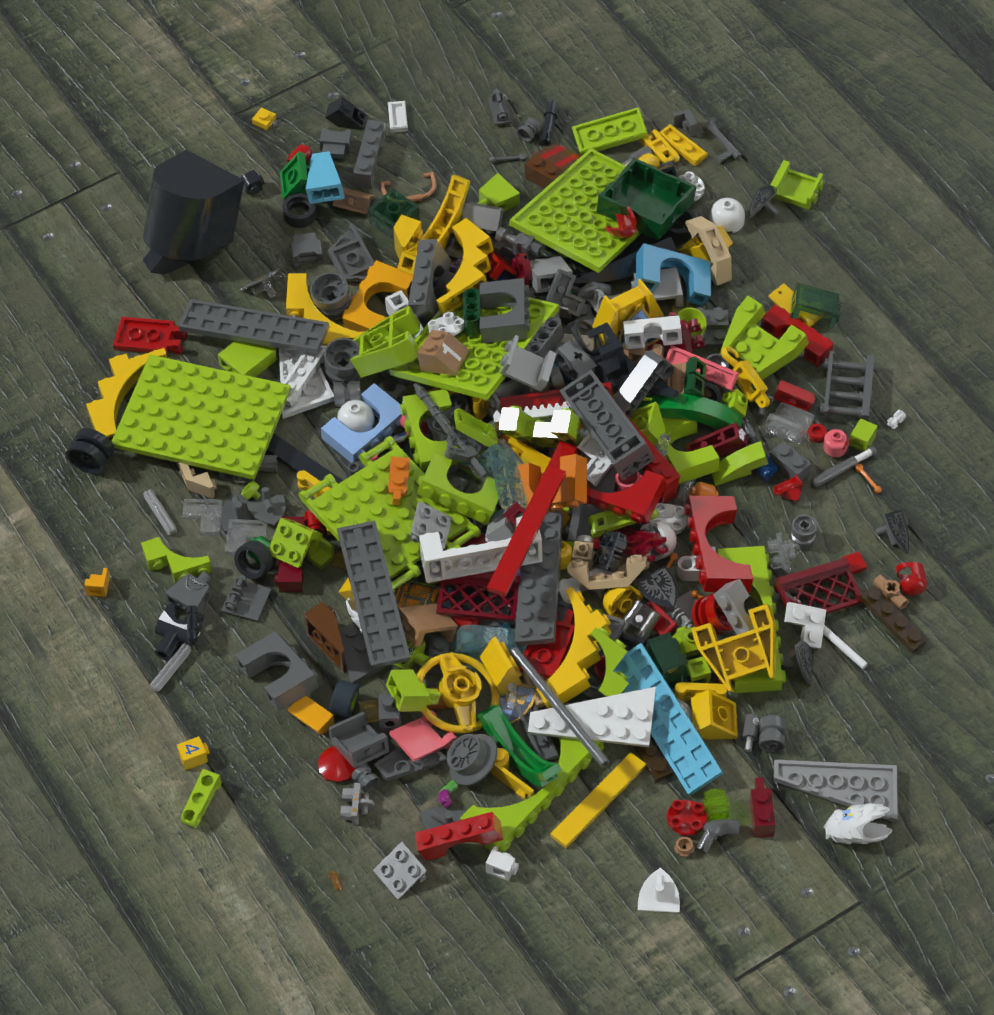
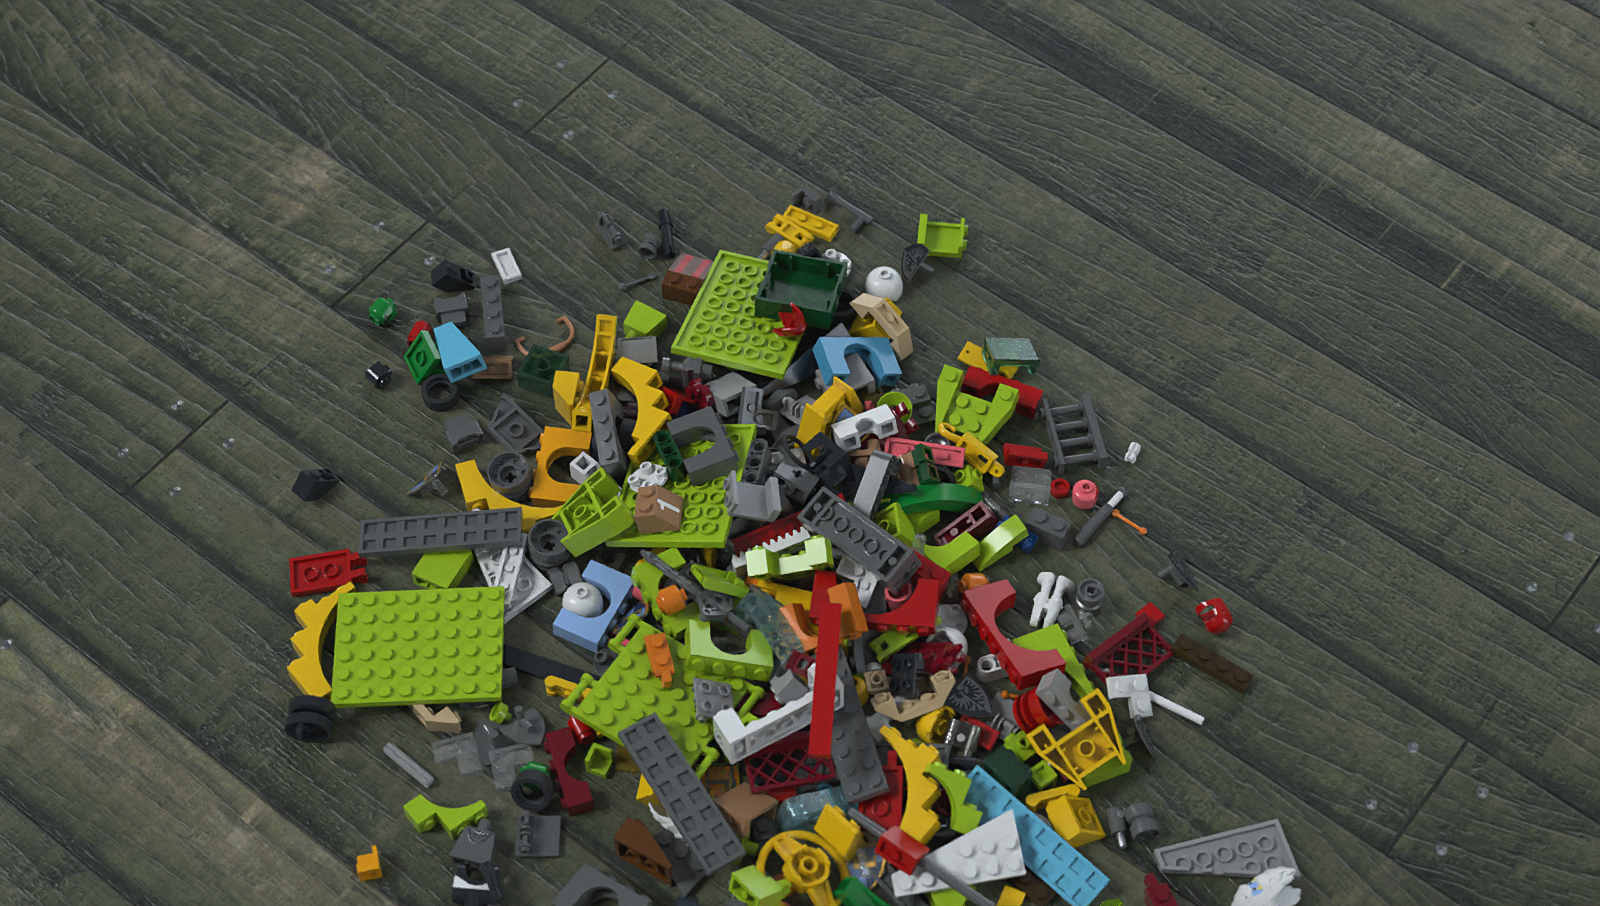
camera: 20 degrees left, 0 degrees up
(191, 208) = (329, 421): black brick -> none
(264, 118) = (363, 302): yellow plate -> none
(275, 128) = (382, 311): none -> green head
(292, 541) = (569, 759): lime bracket -> none
(425, 432) = (671, 600): none -> orange head
(544, 692) = (901, 849): none -> red panel
(610, 131) = (733, 227): lime tile -> none
(763, 532) = (1048, 607): none -> white piece
(789, 489) = (1057, 555): red piece -> none
(863, 435) = (1108, 478): lime panel -> none
(891, 591) = (1200, 634): medium nougat axle -> none

